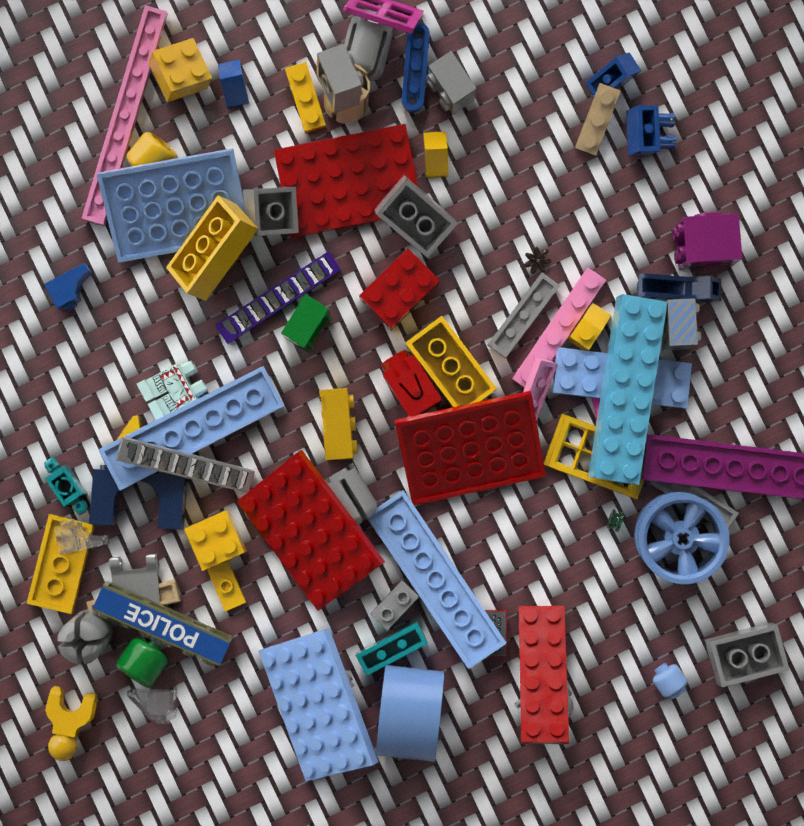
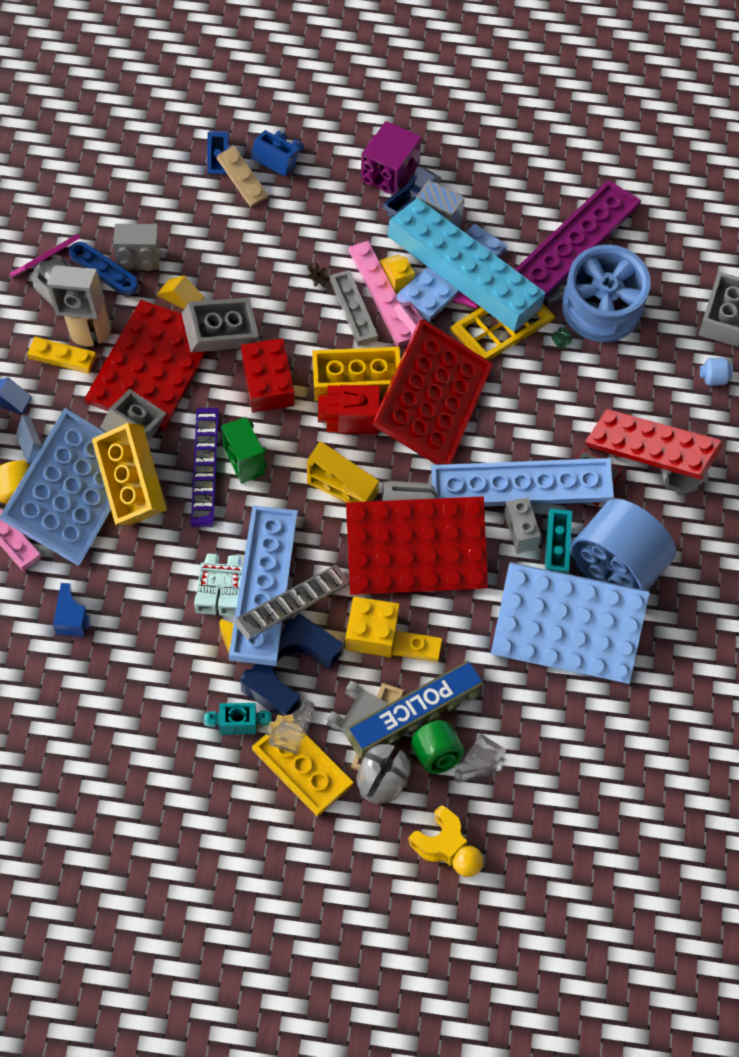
camera: 60 degrees left, 25 degrees down
(194, 137) = (28, 438): none -> sand blue tile

